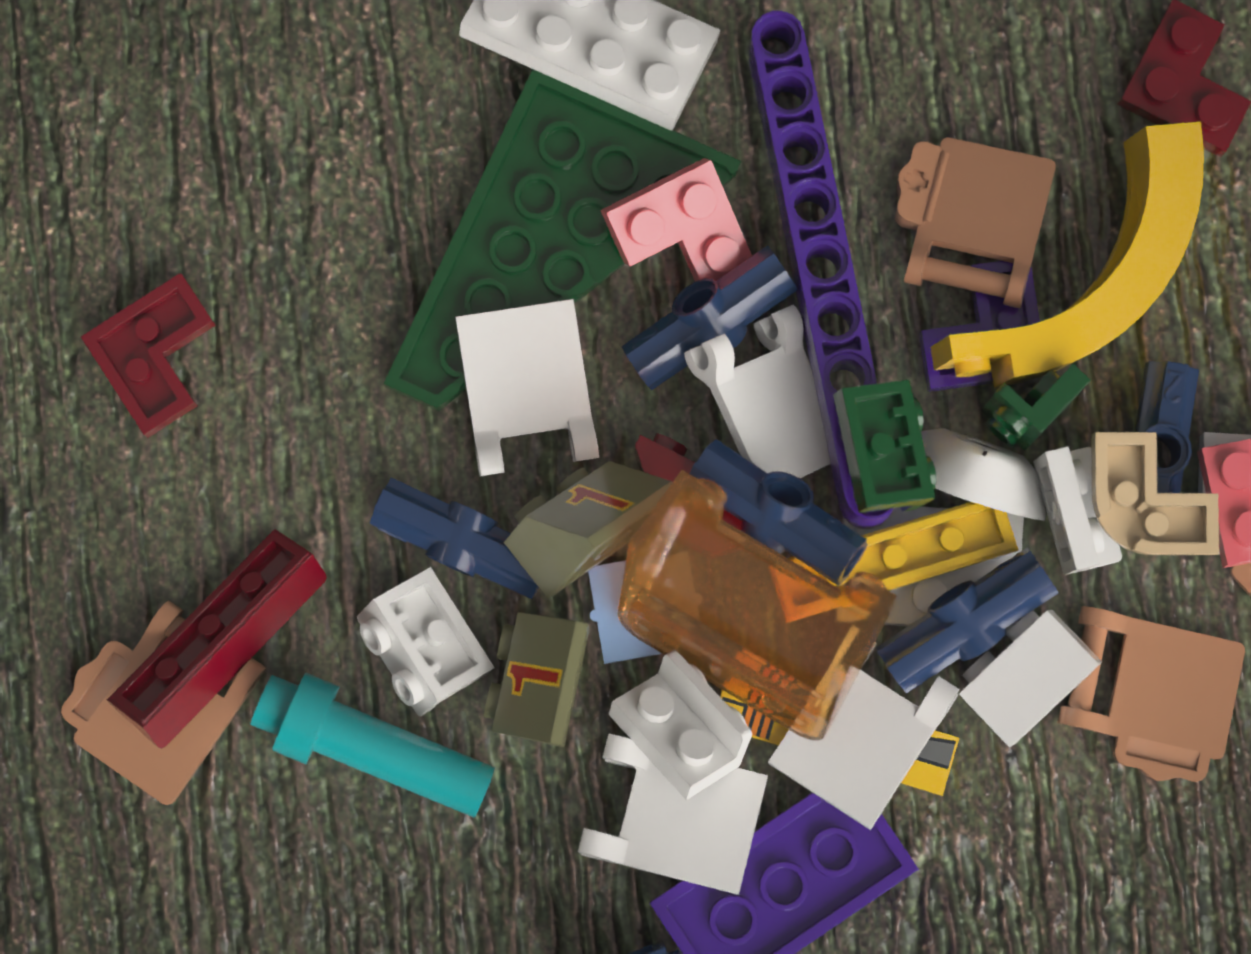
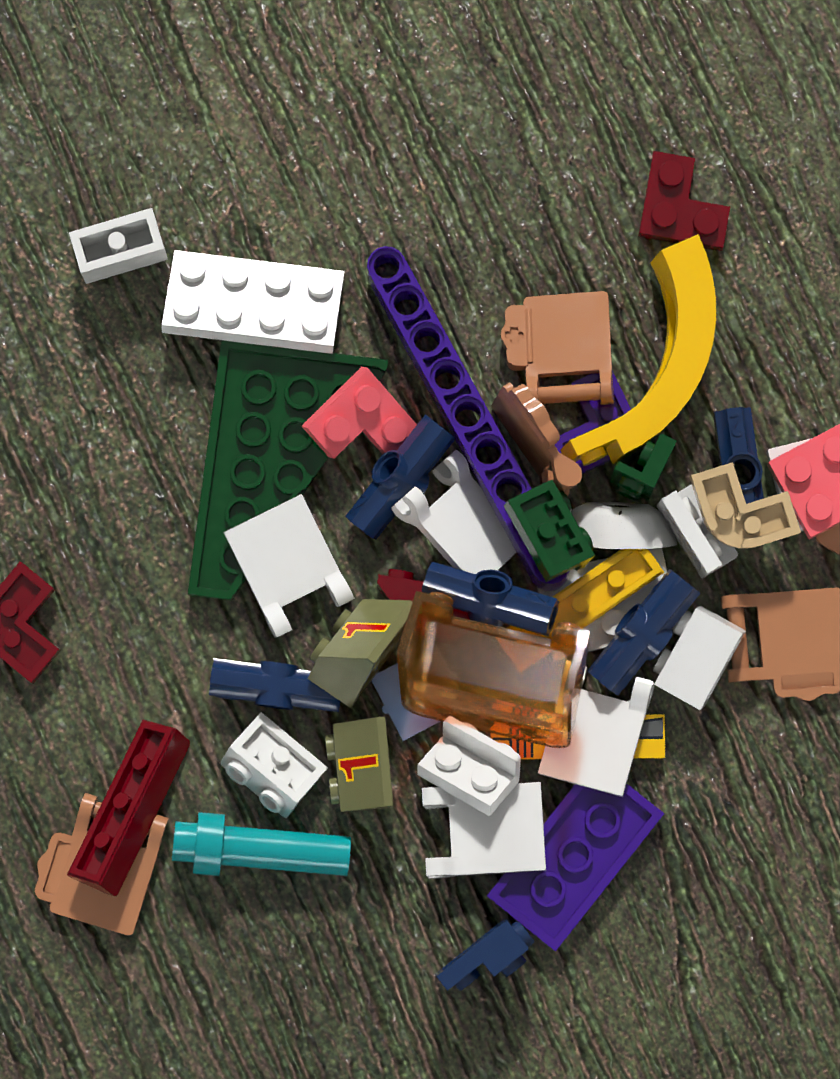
camera: 20 degrees left, 0 degrees up
(903, 315) = (535, 435): none -> nougat piece

